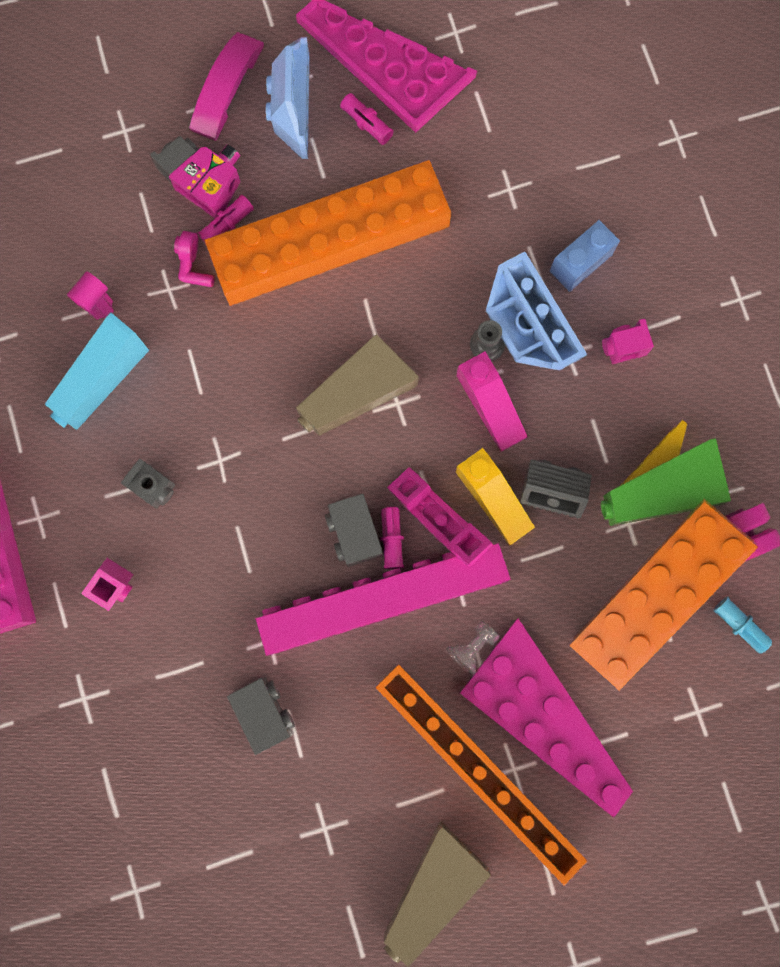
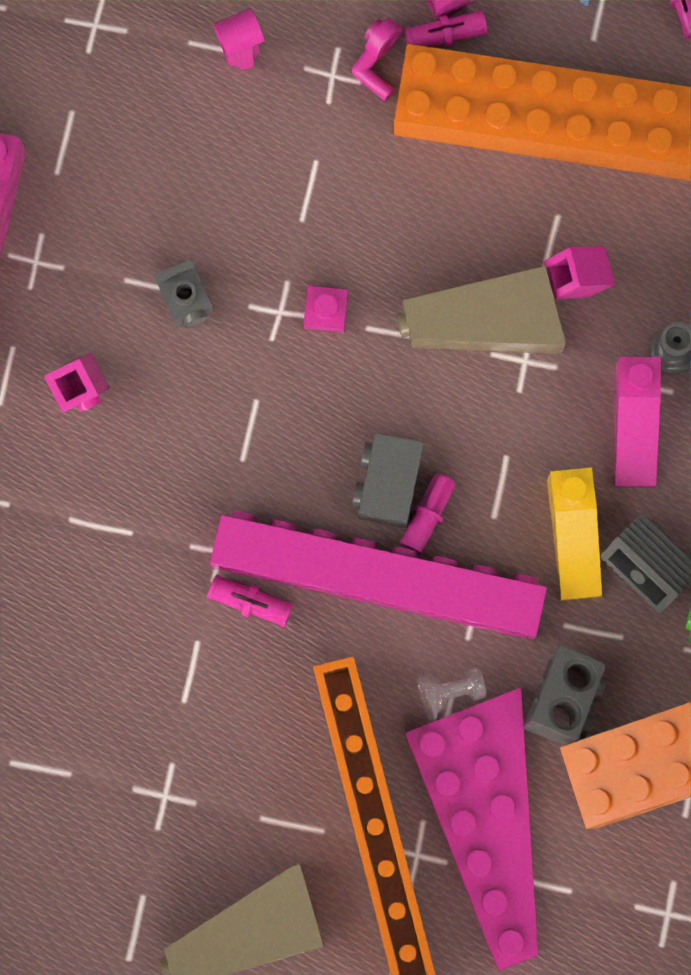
camera: 30 degrees right, 0 degrees up
(96, 372) = (195, 131): medium azure slope -> none
(248, 442) = (325, 309): none -> dark pink plate
(261, 714) = (167, 627): dark grey brick -> none
(285, 666) = (223, 590): none -> dark pink pin
(400, 326) = (579, 272): none -> dark pink brick
(439, 518) = (495, 518): dark pink slope -> none
(542, 608) = (558, 692): none -> dark grey brick

